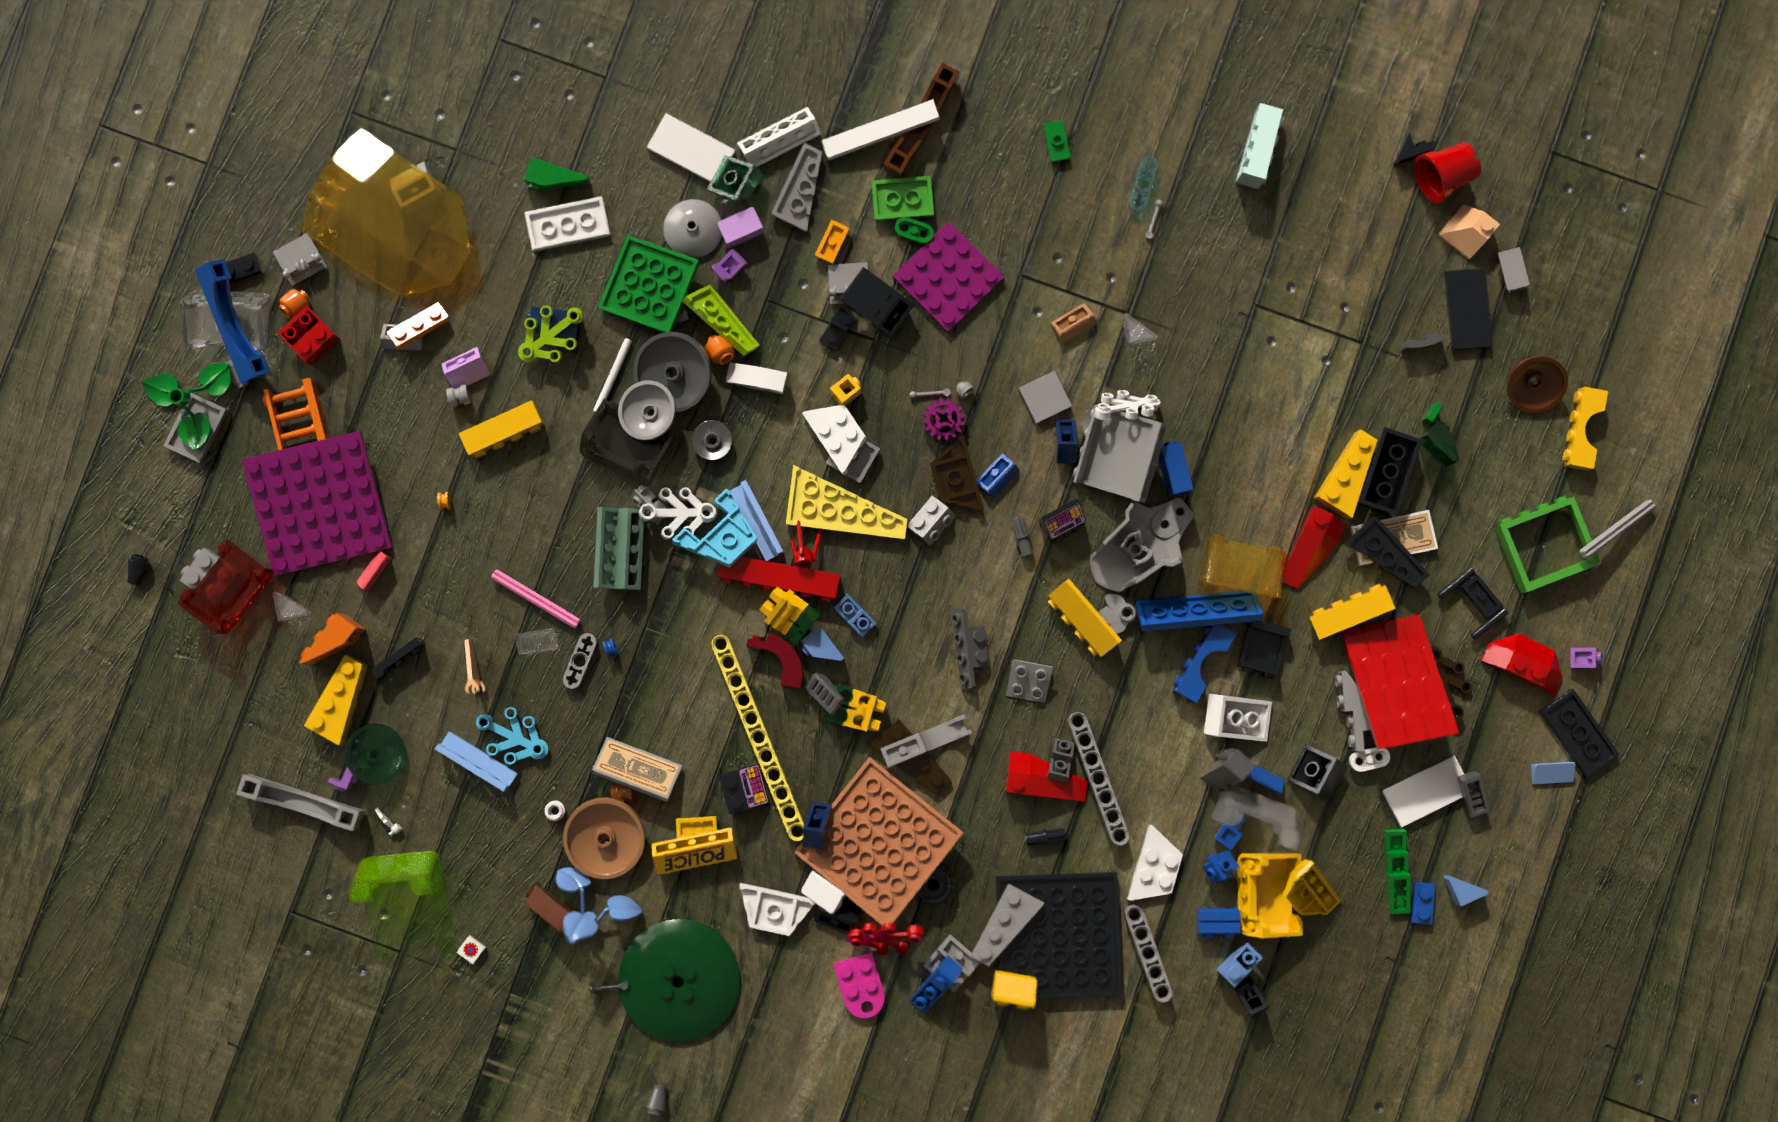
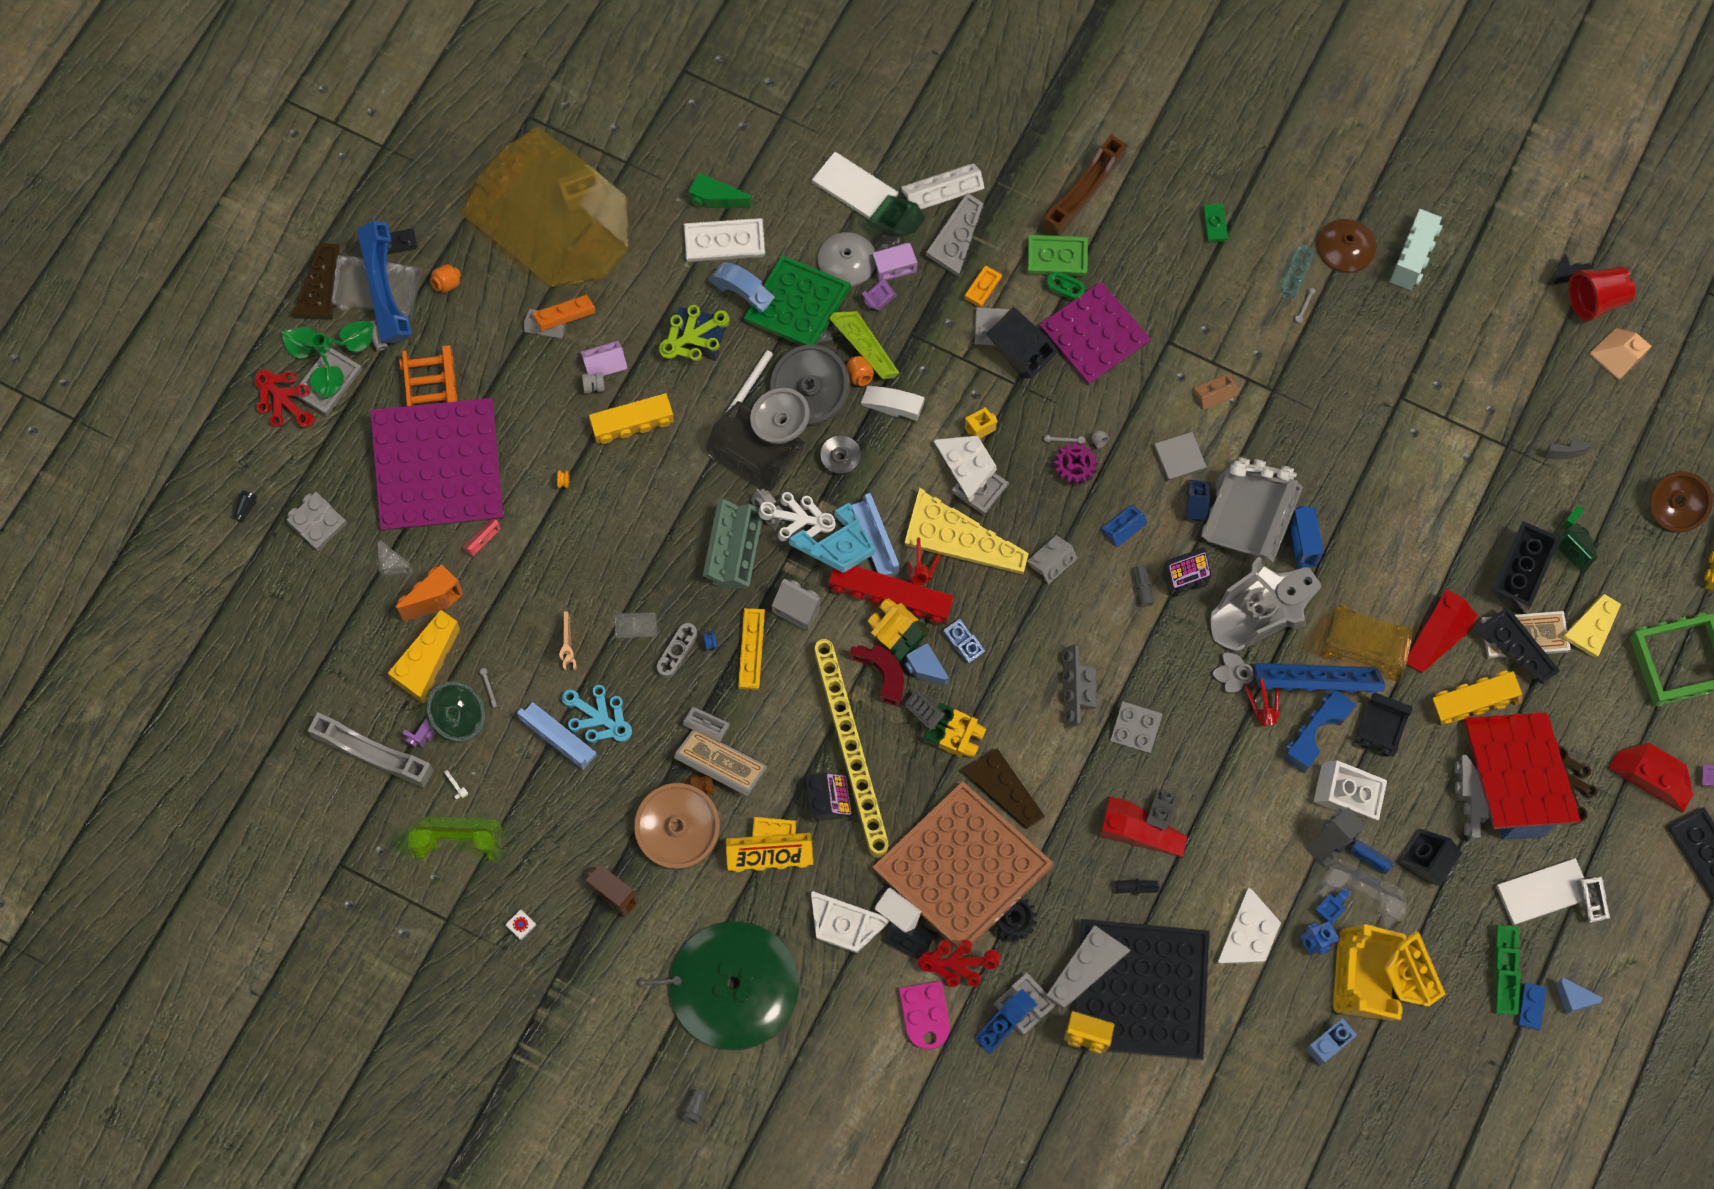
camera: 10 degrees right, 15 degrees down
(152, 452) = (281, 396): none -> red plant
(168, 338) = (319, 283): none -> dark brown wing
(227, 588) = (335, 531): clear red windscreen -> none
(299, 259) = (457, 240): light grey hinge -> none
(308, 335) = (455, 308): red slope -> none
(397, 658) = (492, 622): black plate -> none
(397, 706) = (483, 671): none -> light grey hinge
(535, 598) = (640, 584): bright pink axle -> none
(548, 810) = (629, 789): white plate -> none
(584, 925) = (648, 904): medium blue plant -> none
(591, 275) = (737, 279): none -> medium blue arch
(631, 743) = (705, 725): none -> light grey tile
(651, 649) = (751, 649): none -> yellow tile
(687, 603) = (796, 604): none -> light grey slope
(816, 825) = (900, 840): dark blue slope -> none
(837, 329) = (978, 369): black slope -> none
(880, 129) = (1043, 189): white tile -> none
(924, 741) = (1024, 773): light grey piece -> none
(956, 477) = (1082, 520): dark brown wing -> none
(1084, 618) = (1199, 670): yellow slope -> none
(1105, 785) = (1198, 843): light grey beam -> none
(1136, 333) = (1278, 406): clear slope -> none
(1151, 962) = (1234, 1029): light grey beam -> none
(1153, 652) = (1267, 715): none -> red plant
(1183, 159) = (1343, 254): none -> reddish brown dish
(1218, 921) = (1312, 996): blue brick -> none
(1250, 997) = (1340, 1079): black slope -> none
(1346, 479) = (1479, 571): yellow wedge -> none
(1368, 759) = (1484, 850): white plate -> none
(1458, 524) = (1593, 626): none -> light yellow wing
(1468, 309) = (1615, 426): black tile -> none
(1480, 596) = (1611, 702): black plate -> none
(1513, 269) = (1663, 393): light grey hinge -> none
(1552, 772) = (1678, 889): light blue slope -> none

